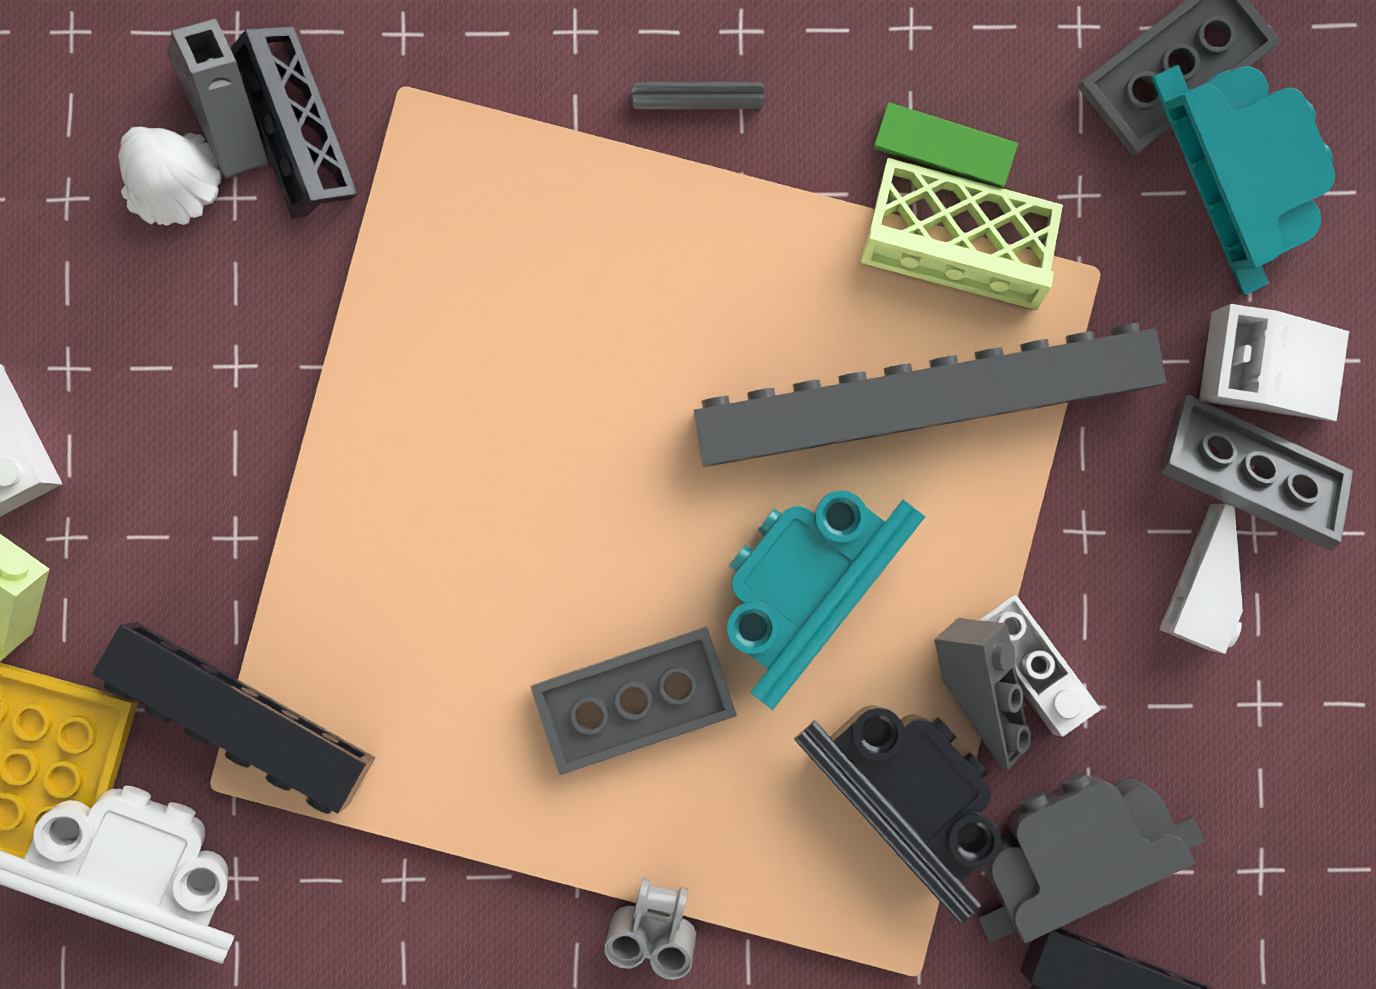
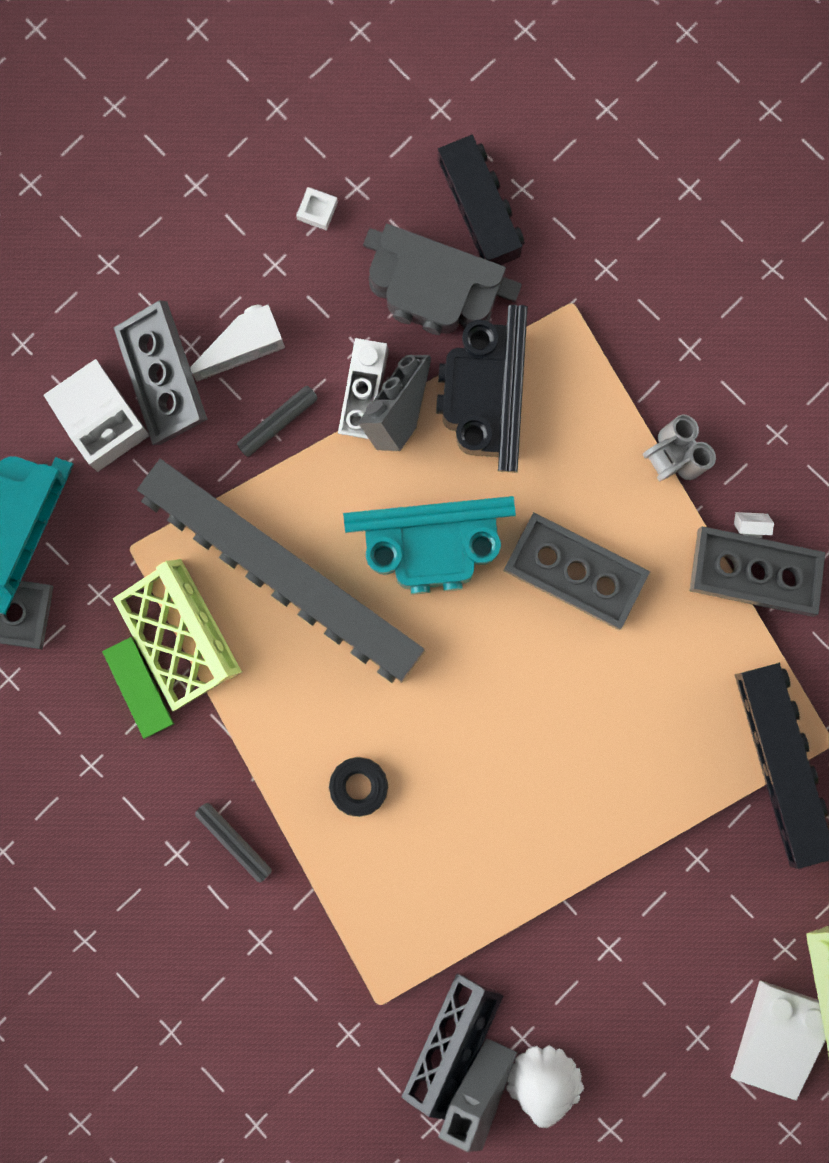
camera: 130 degrees left, 5 degrees down
(451, 916) = (774, 558): none -> dark grey plate
(505, 931) = (753, 524): none -> white plate
(624, 241) = (338, 791): none -> black tyre
(1088, 546) = (277, 421): none -> dark grey axle
(1280, 806) = (317, 208): none -> white plate

